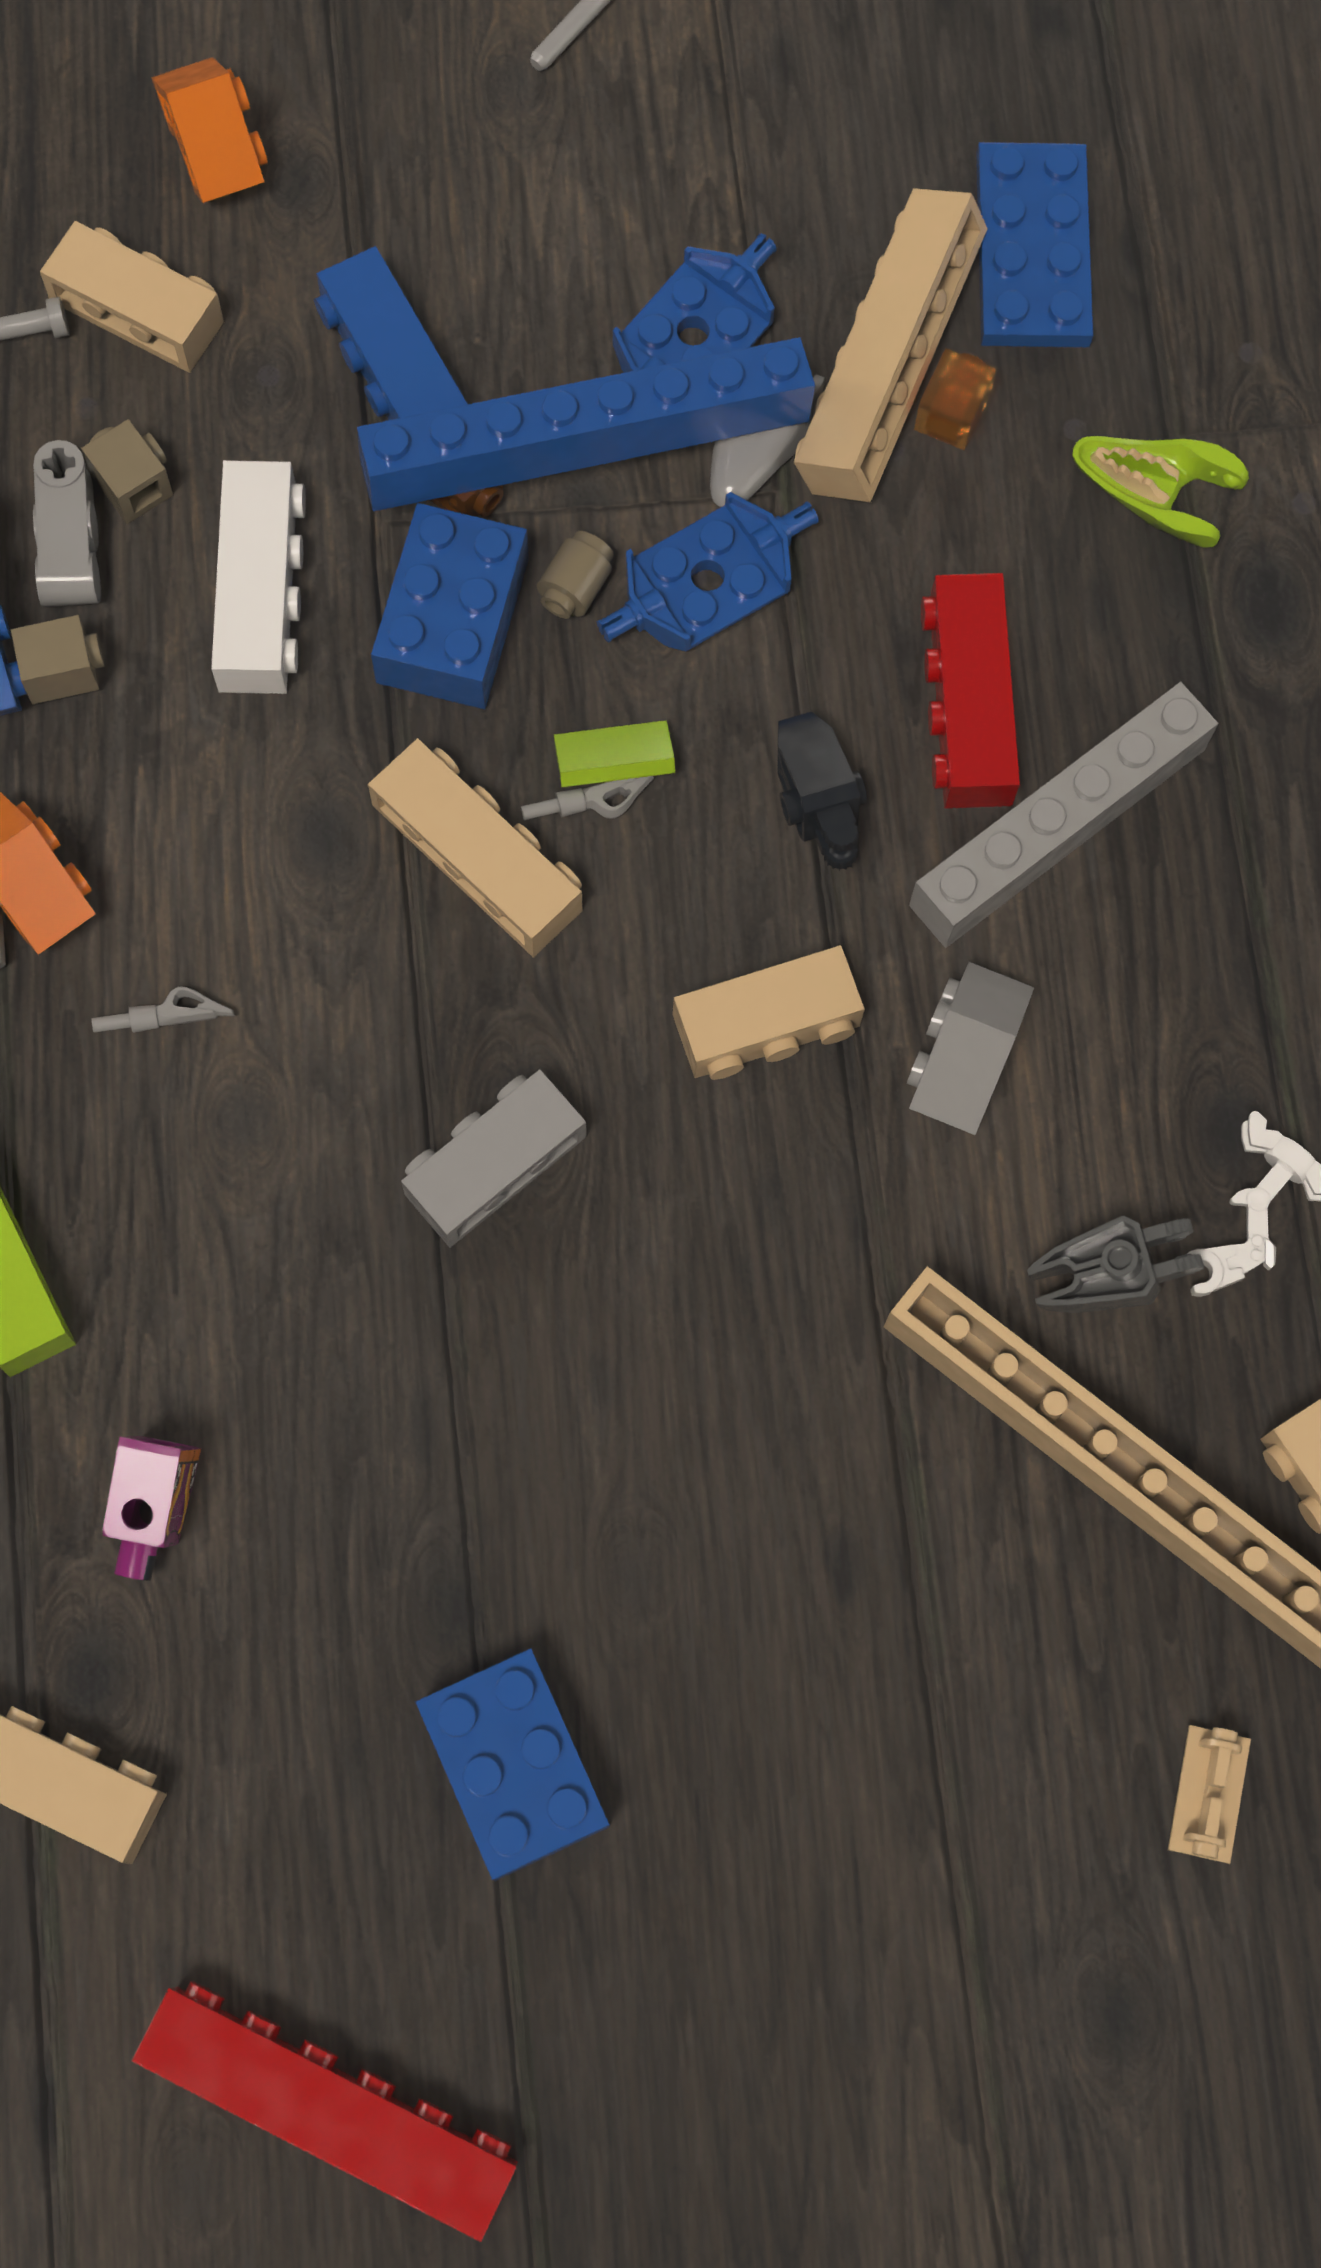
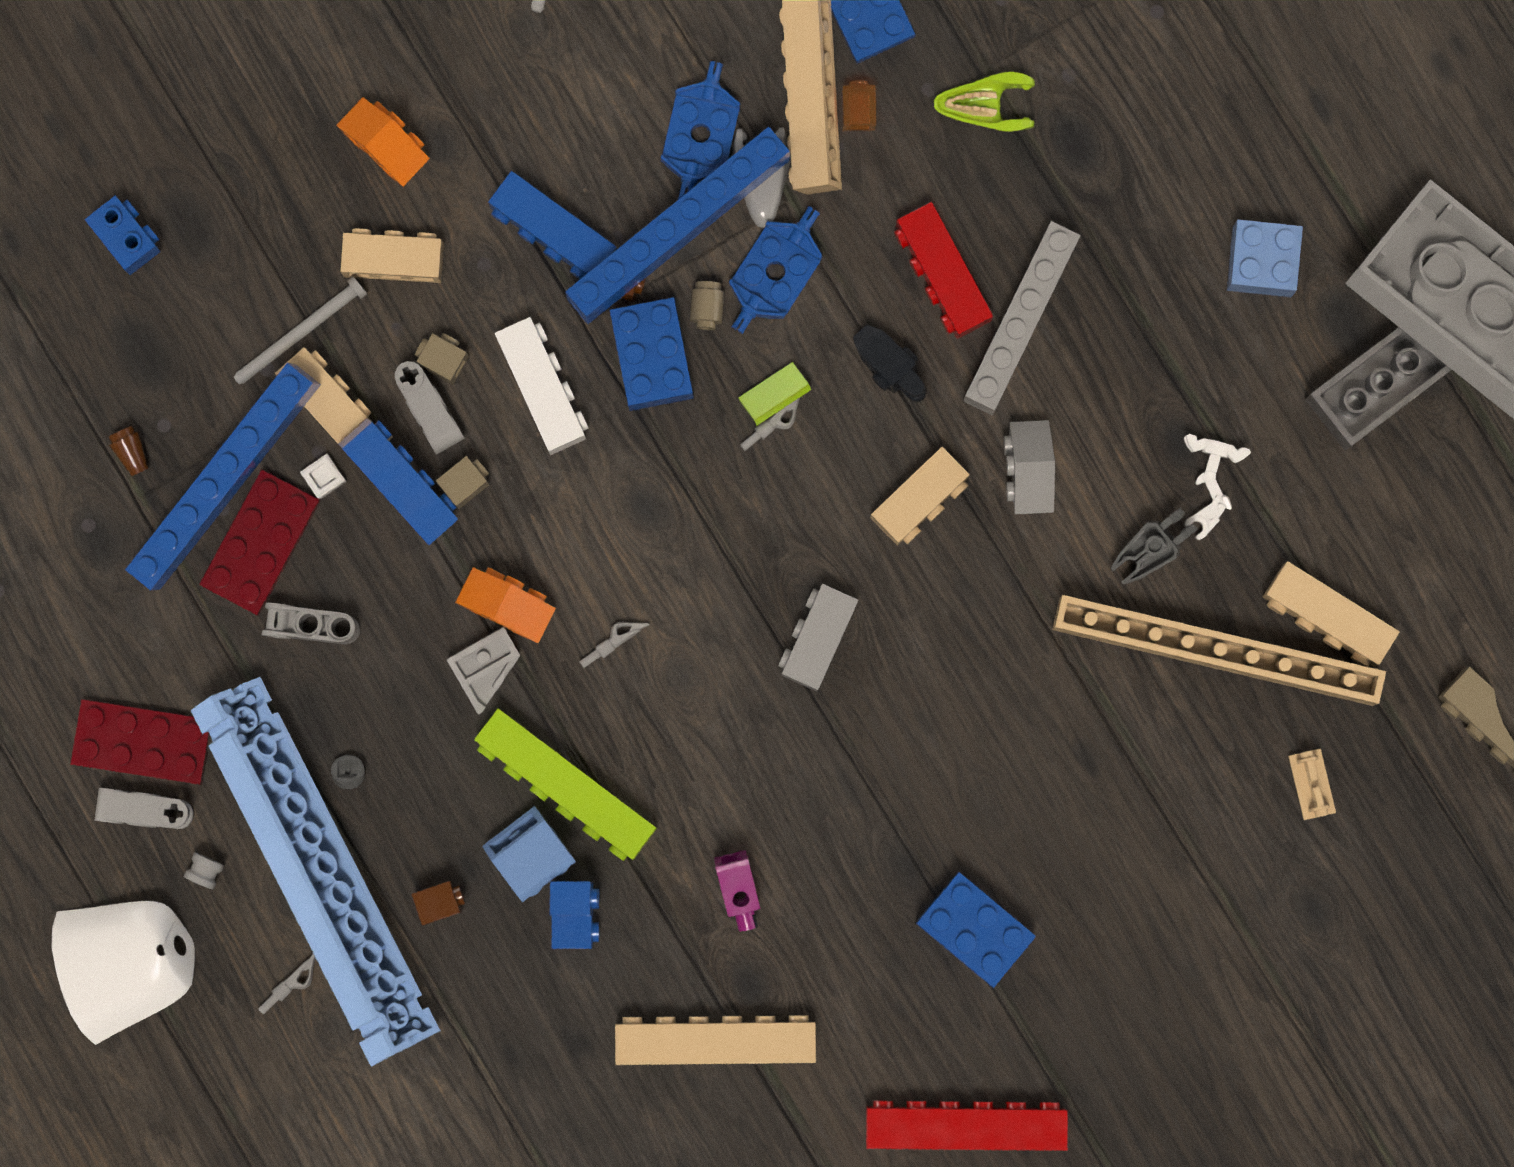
camera: 20 degrees left, 10 degrees up
(477, 846) = (729, 478): tan brick -> none

